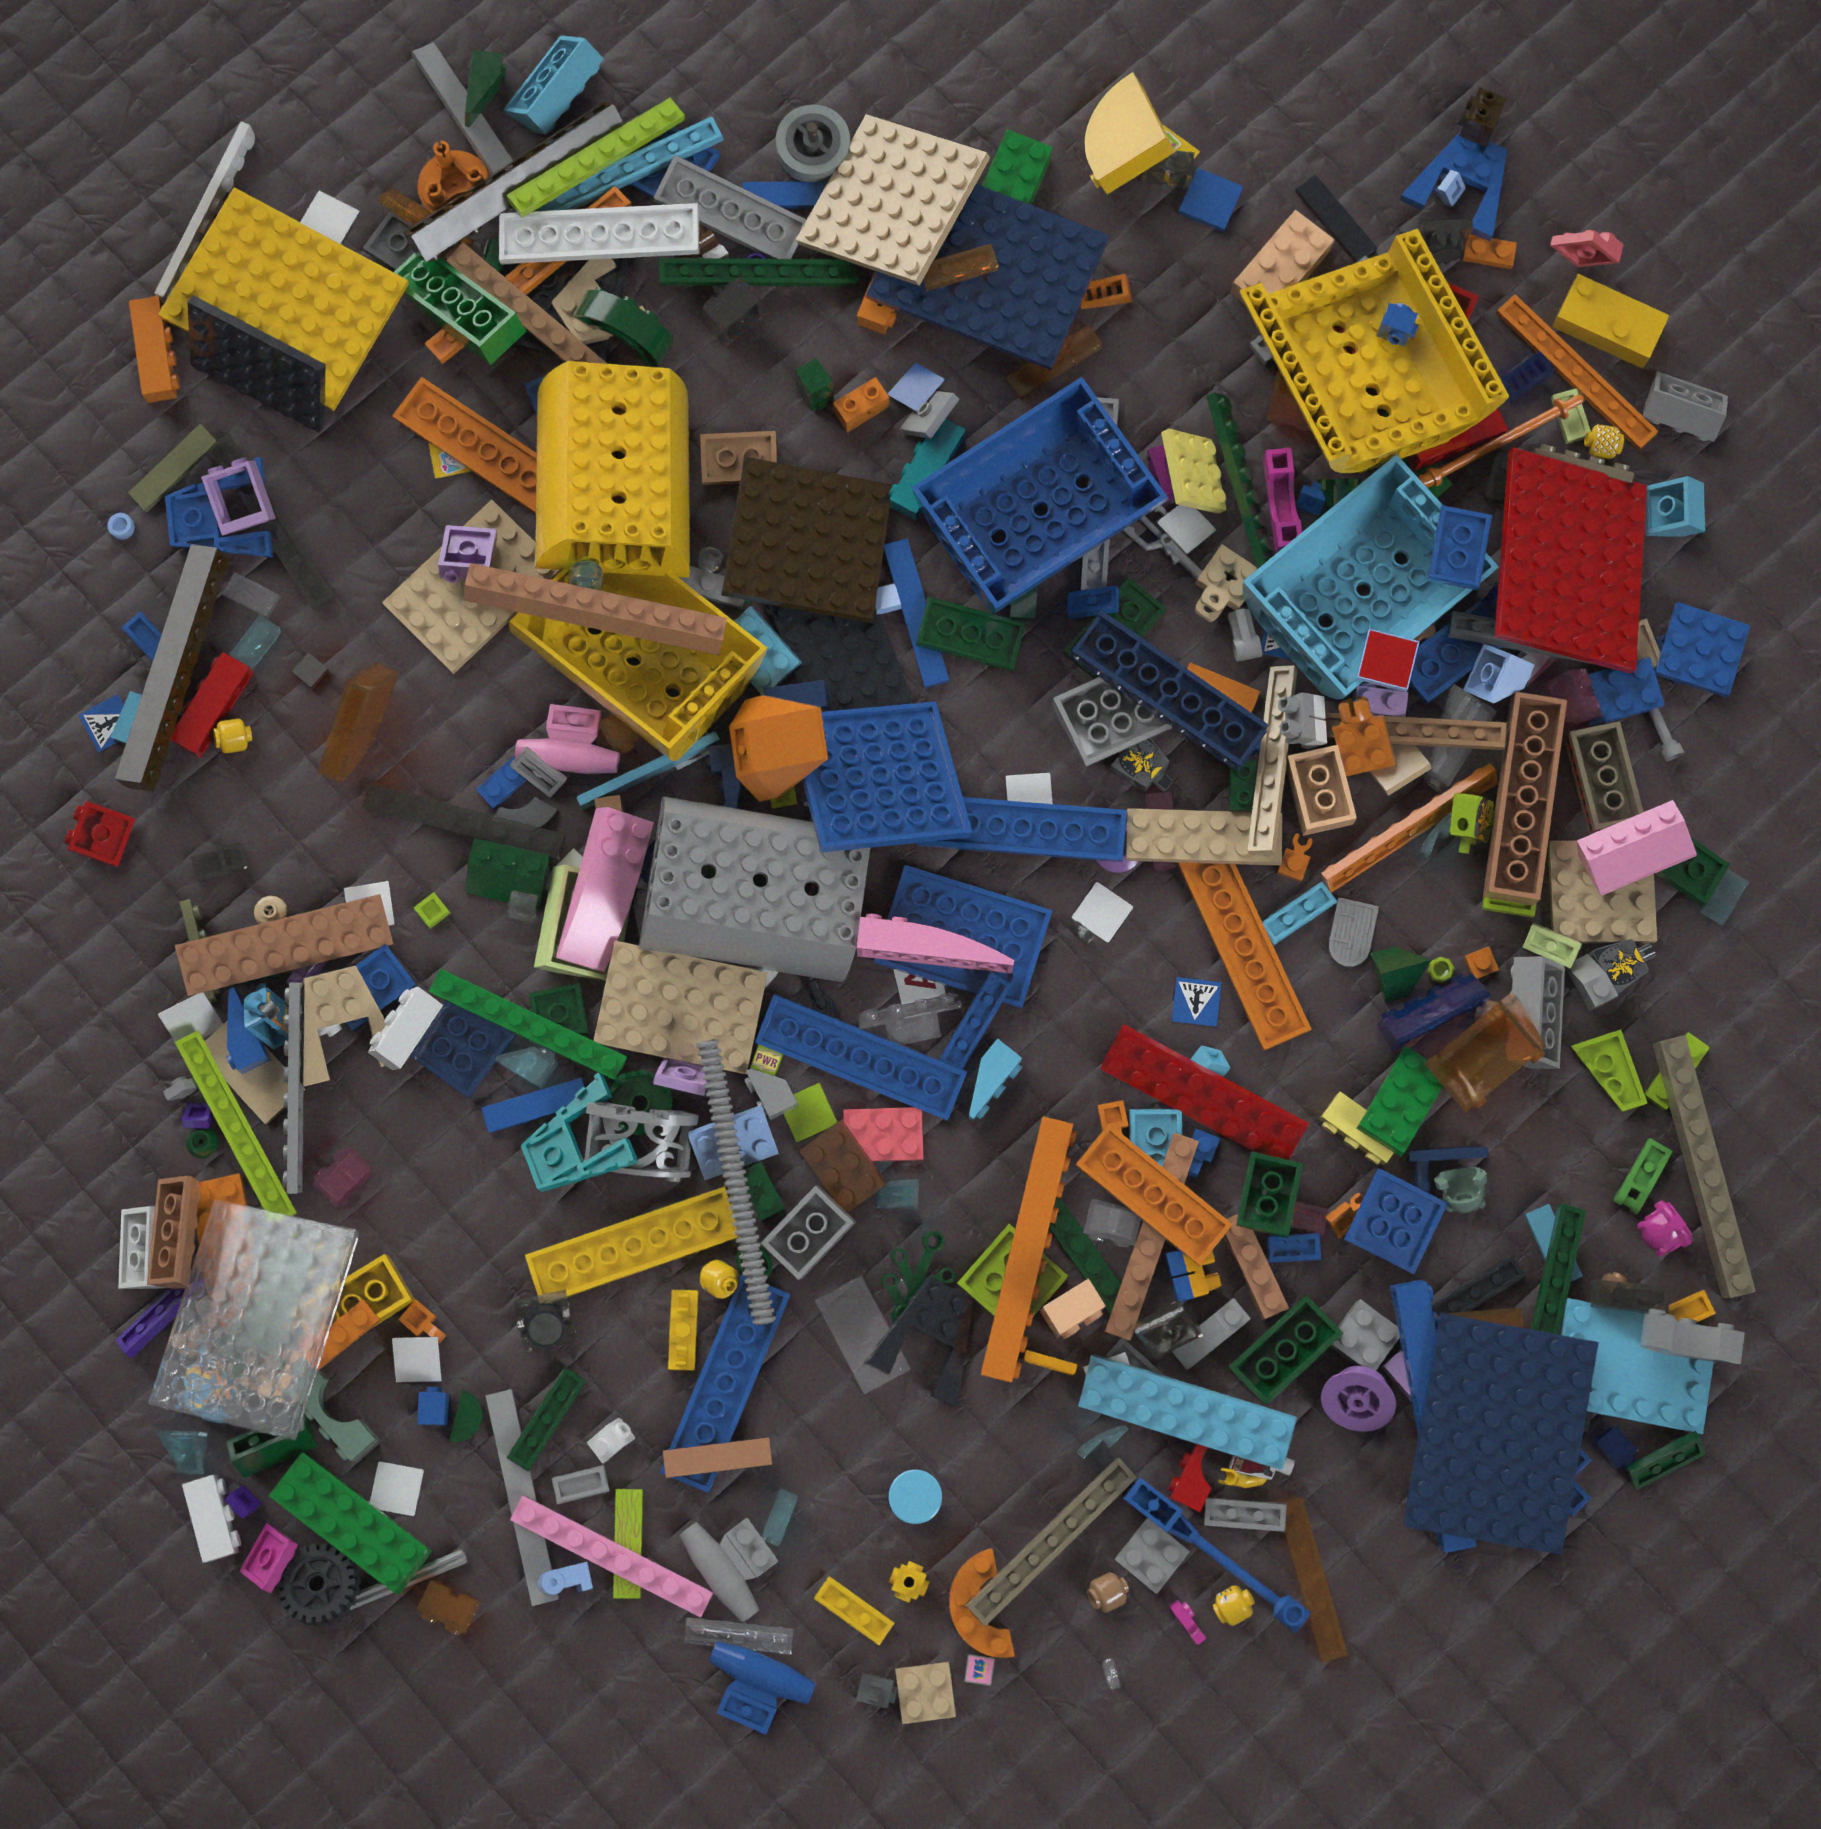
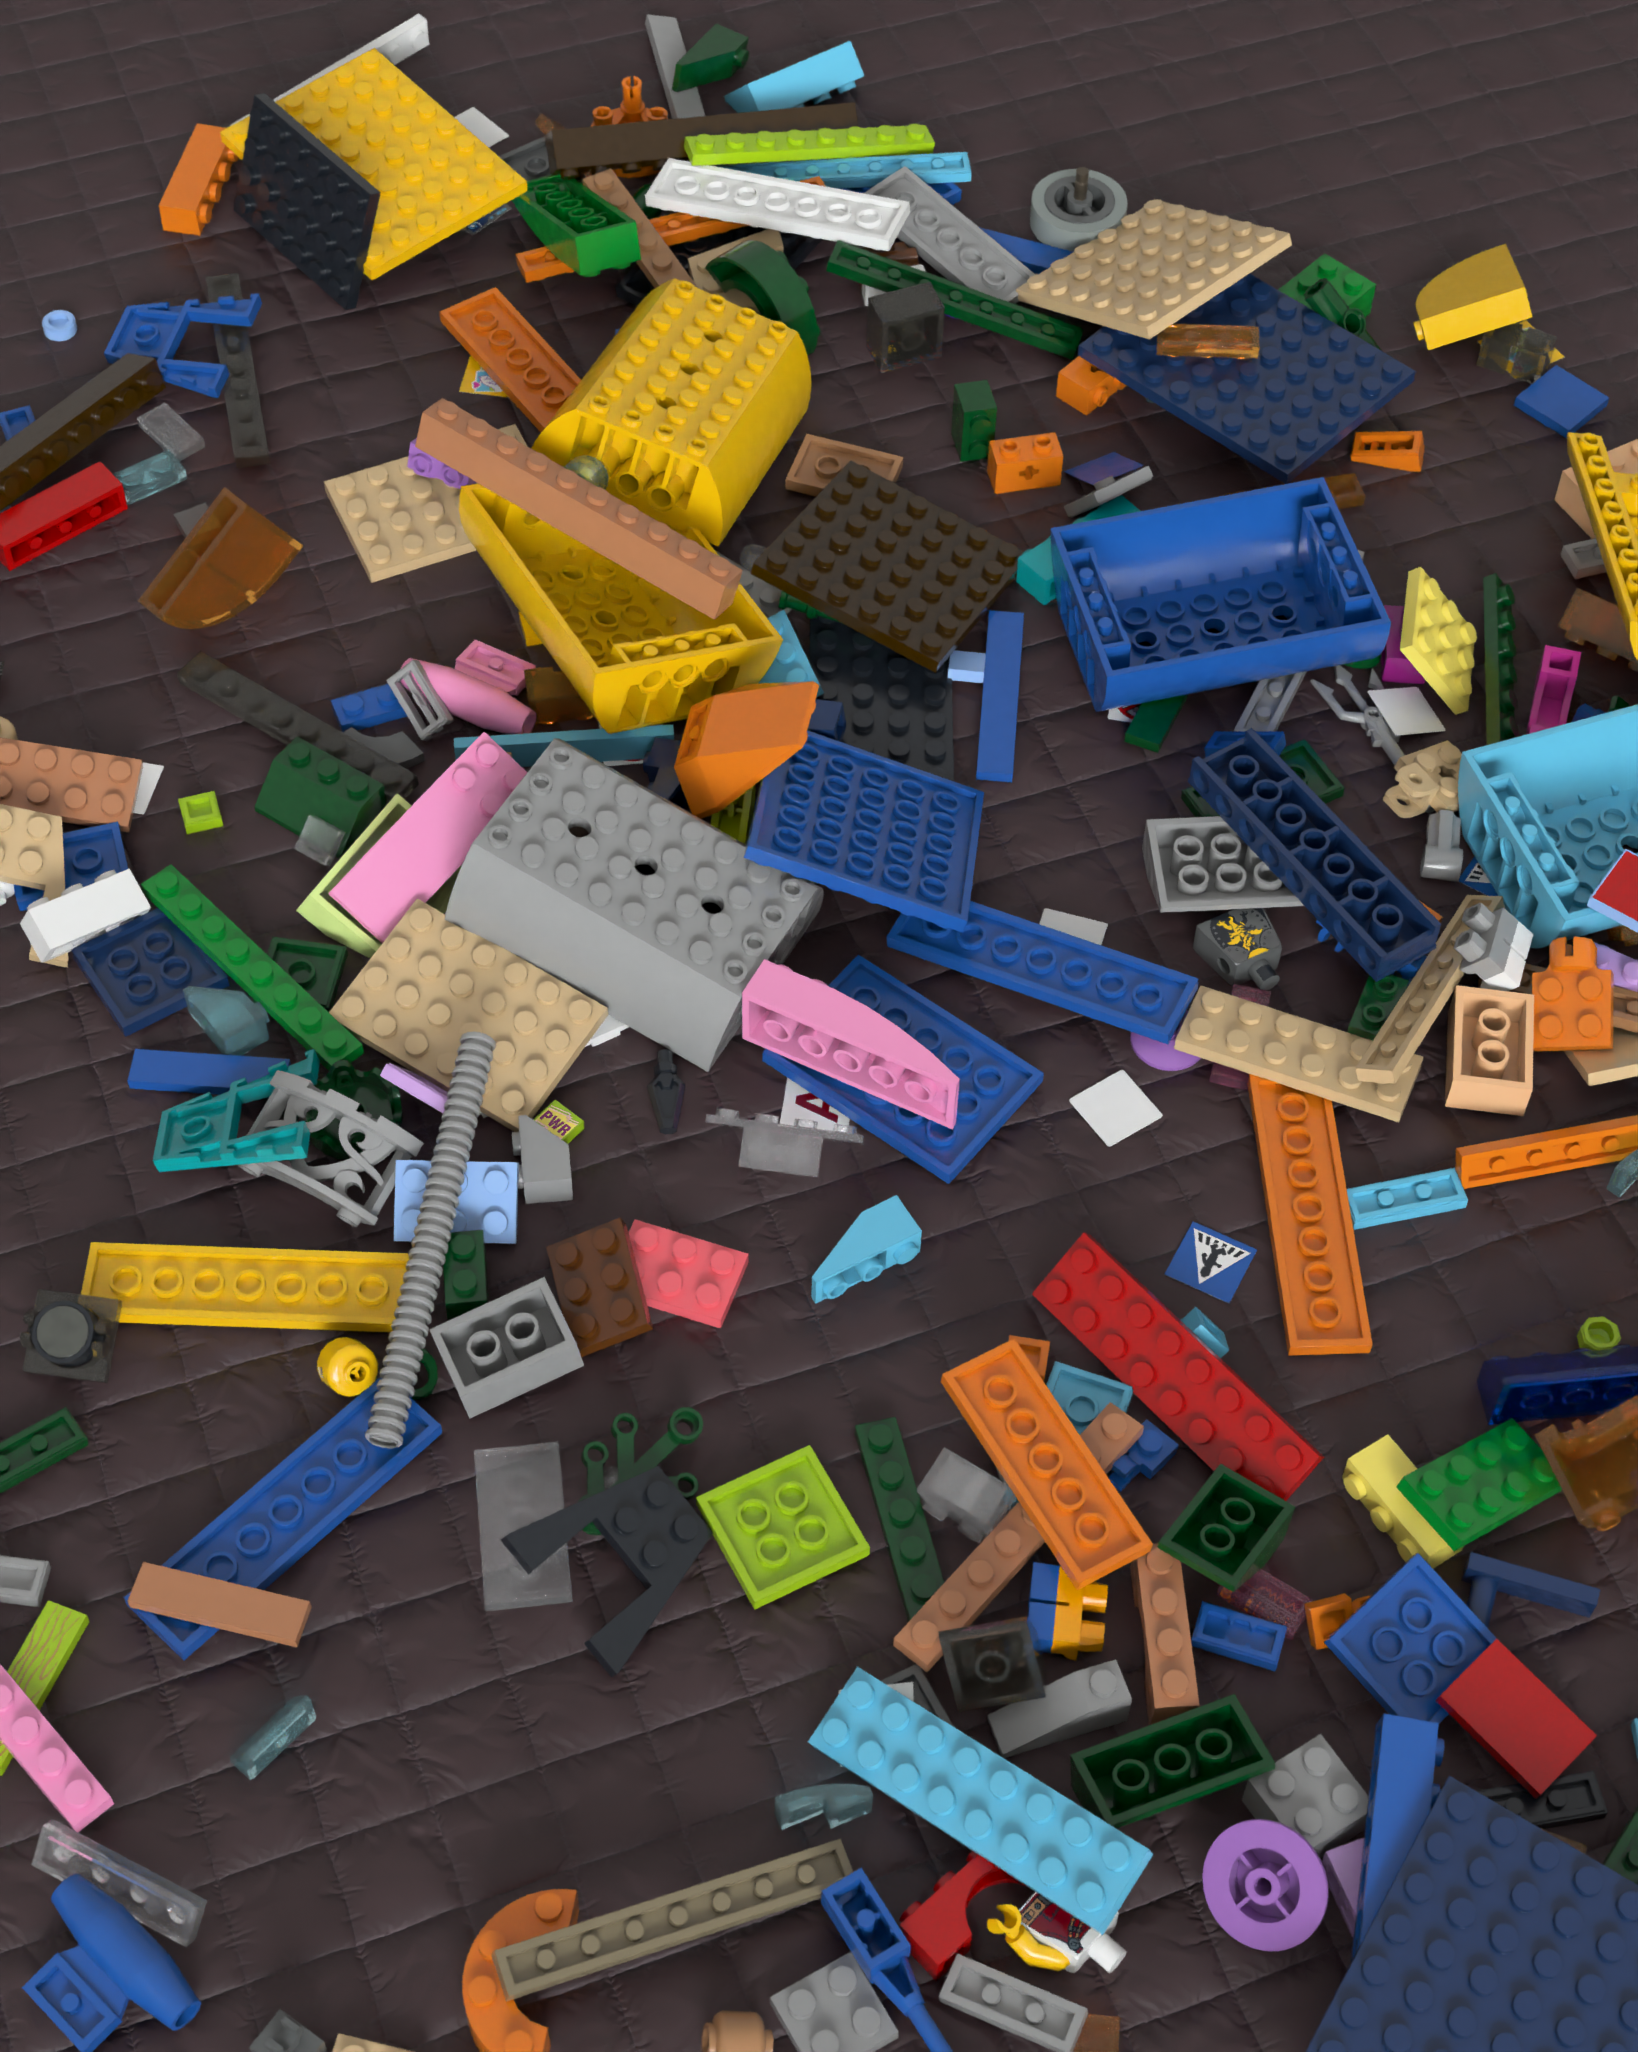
camera: 20 degrees right, 25 degrees down
(173, 467) = (154, 285): olive tile -> none
(218, 505) = (211, 347): lavender window -> none
(232, 736) = (60, 552): yellow head -> none
(611, 1439) = (78, 1528): white bracket -> none
(683, 1330) = (262, 1424): yellow plate -> none
(728, 1565) = (153, 1770): light grey plate -> none
(811, 1114) = (591, 1206): lime sticker -> none
(854, 1610) = (317, 1920): yellow tile -> none
(861, 1057) = (693, 1161): blue plate -> none
(899, 1195) = (667, 1353): clear light blue slope -> none
(911, 1570) = (418, 1912): yellow brick -> none
(915, 1496) = (493, 1780): medium azure tile -> none
(970, 634) = (1063, 734): dark green tile -> none
(976, 1020) = (873, 1172): blue tile -> none
(1027, 1249) = (816, 1486): orange brick -> none
(1046, 199) = (1329, 304): none -> dark green piece
(1050, 1362) = (789, 1660): light orange tile -> none
(1072, 1309) = (854, 1579): light nougat brick -> none
(1081, 932) = (1076, 1118): clear smoke tile -> none
(1294, 861) = (1421, 1134): orange plate -> none
(1352, 932) = (1478, 1249): light grey window -> none
(1397, 972) = (1531, 1318): dark green slope -> none
(1462, 1188) = (1543, 1639): sand green helmet -> none
(1462, 1243) = (1516, 1718): none -> red tile

